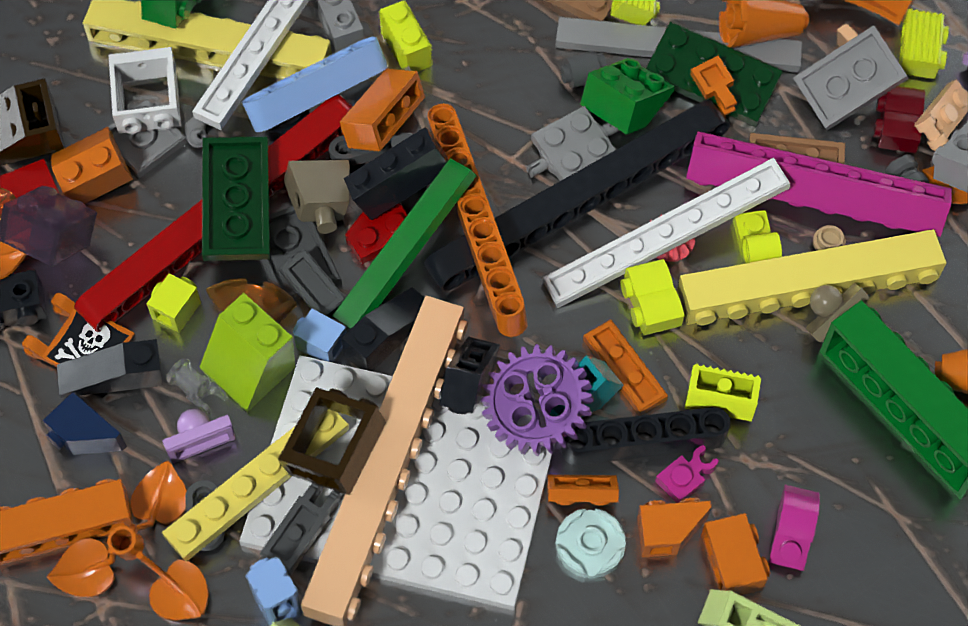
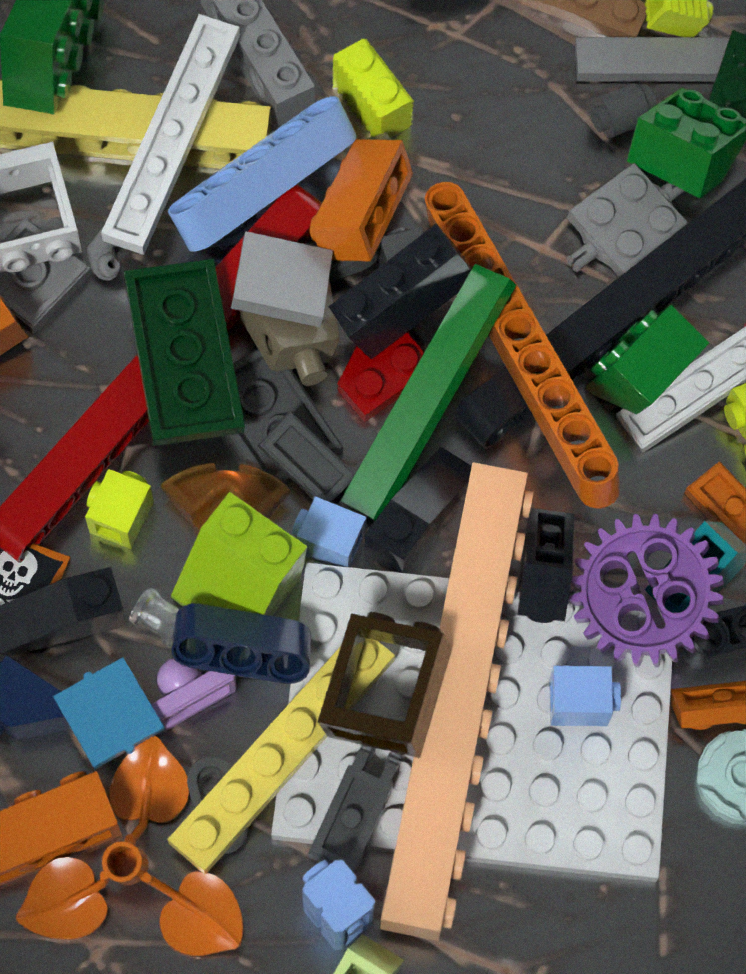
camera: 10 degrees left, 5 degrees up
(136, 439) = (108, 713): none -> dark azure piece
(239, 402) = (241, 643): none -> dark blue beam
(313, 156) = (282, 279): none -> light grey tile
(478, 468) = (583, 695): none -> light blue brick
(567, 240) = (646, 360): none -> green slope

